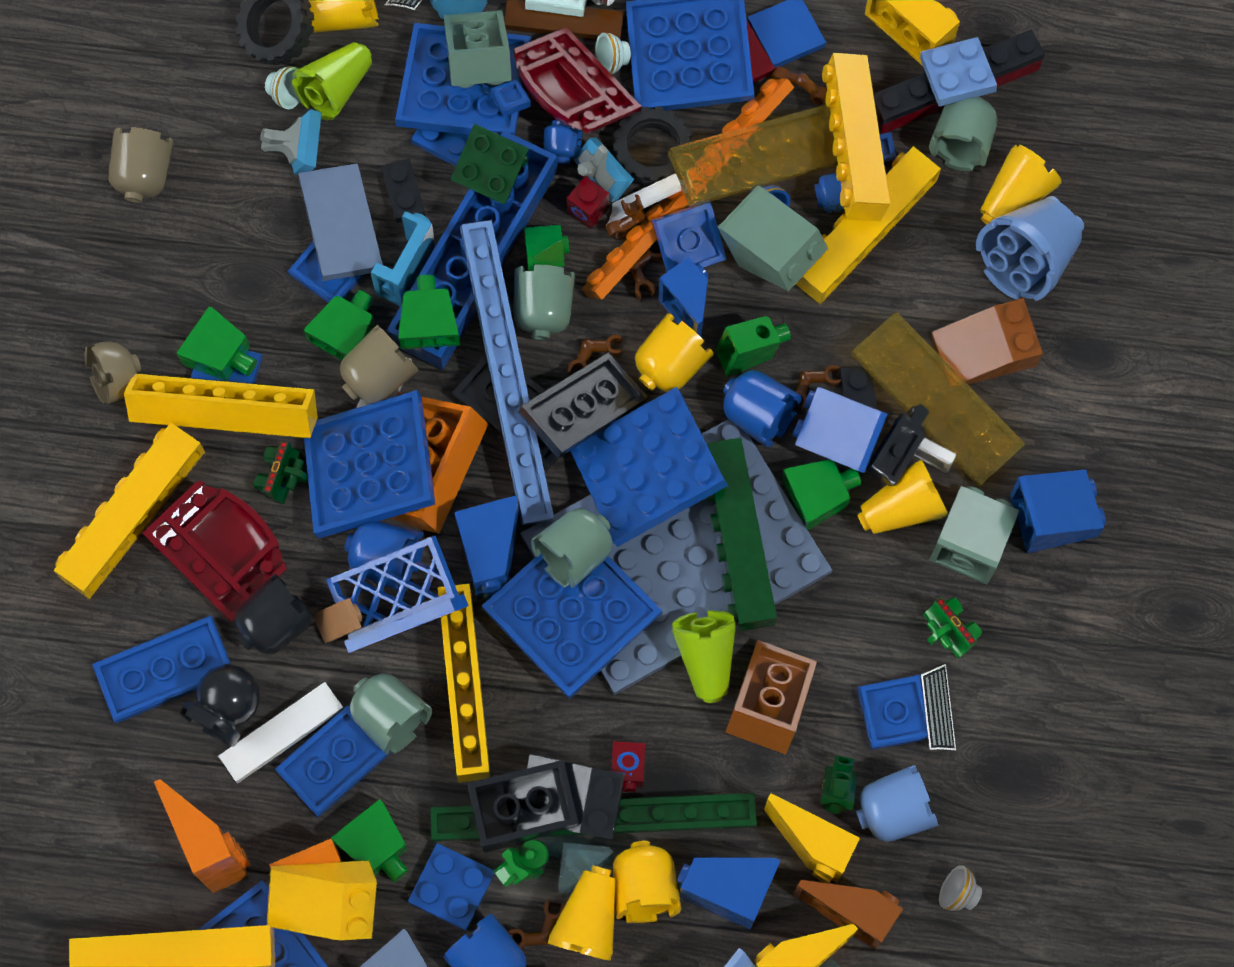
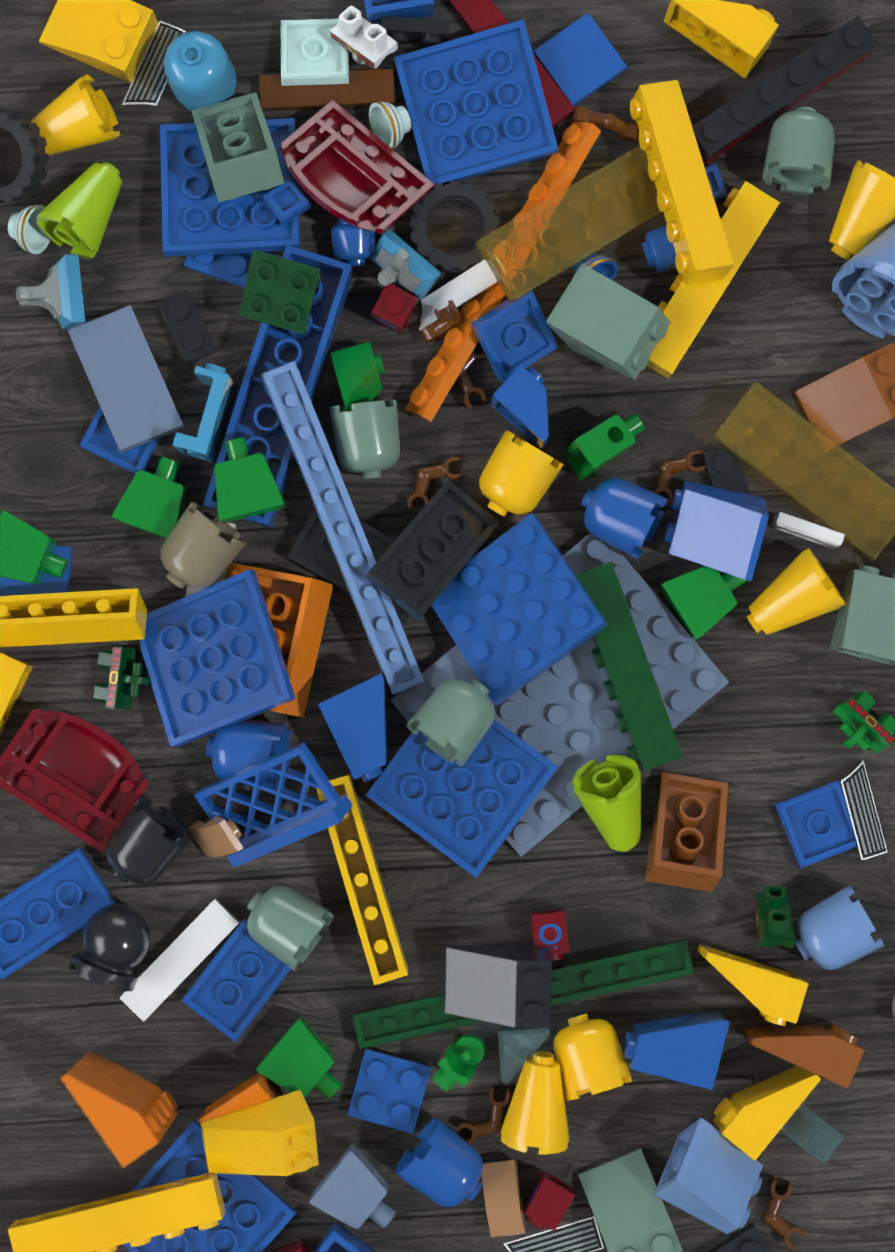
camera: 10 degrees left, 15 degrees up
(522, 805) = (449, 1007): black slope -> none
(899, 445) = (784, 539): black hinge -> none
(958, 71) = (785, 85): medium blue plate -> none

